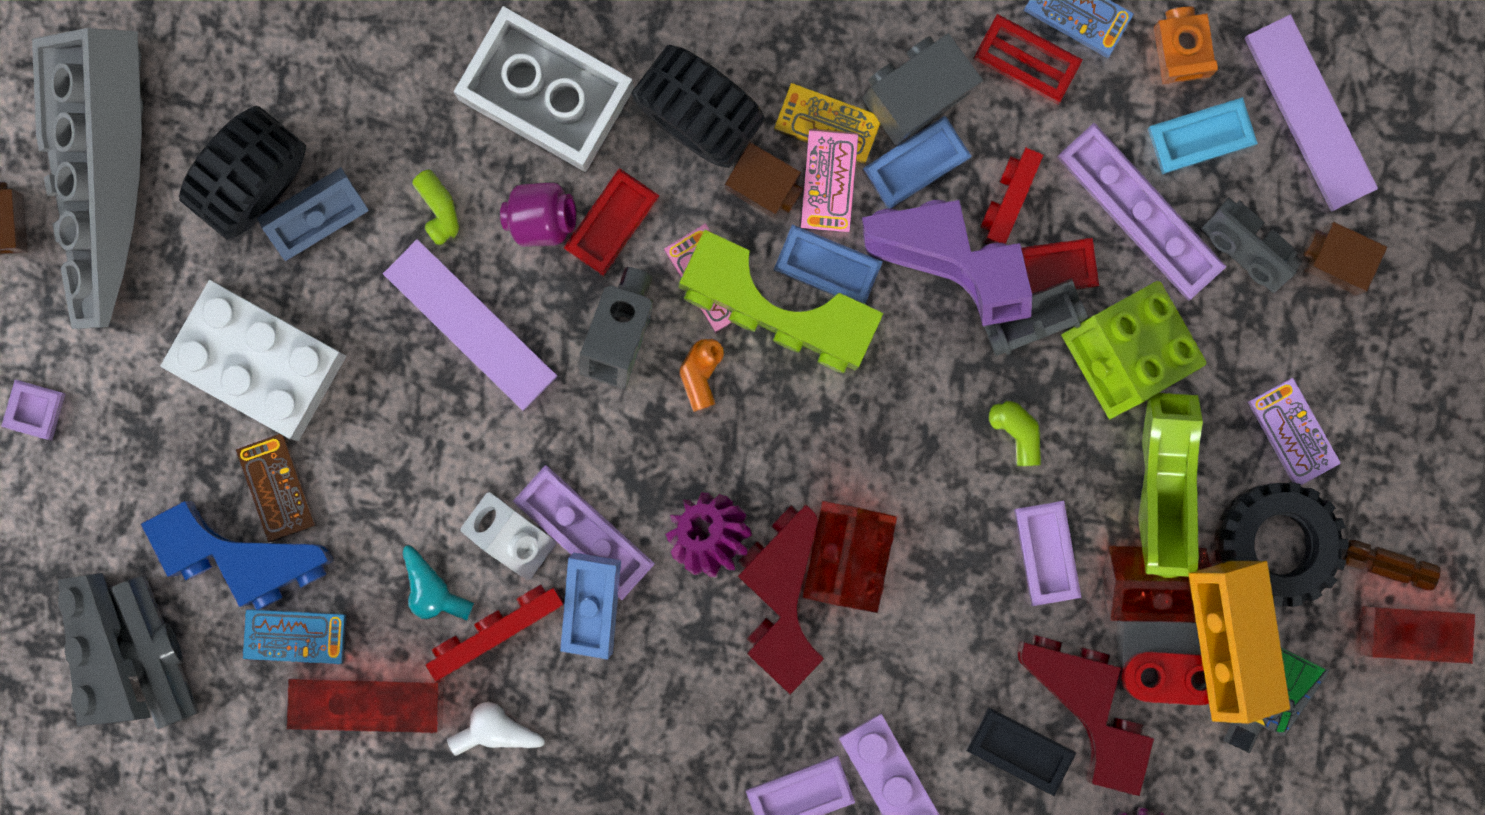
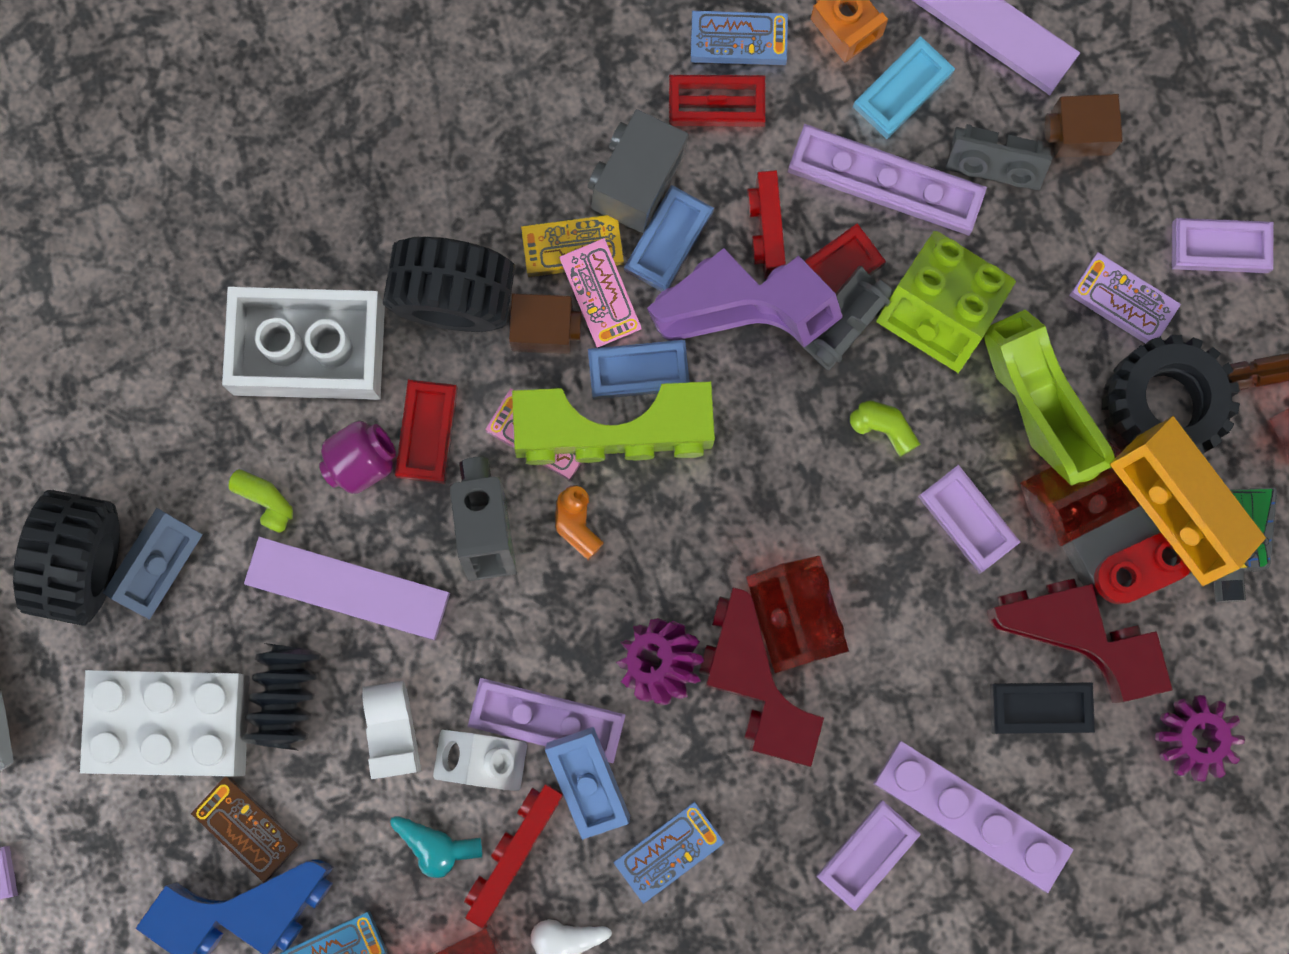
camera: 25 degrees left, 5 degrees down
(365, 390) = (281, 697): none -> black piece
(443, 469) = (390, 731): none -> white leg
(629, 702) = (668, 852): none -> medium blue tile
(1409, 430) = (1222, 245): none -> lavender tile

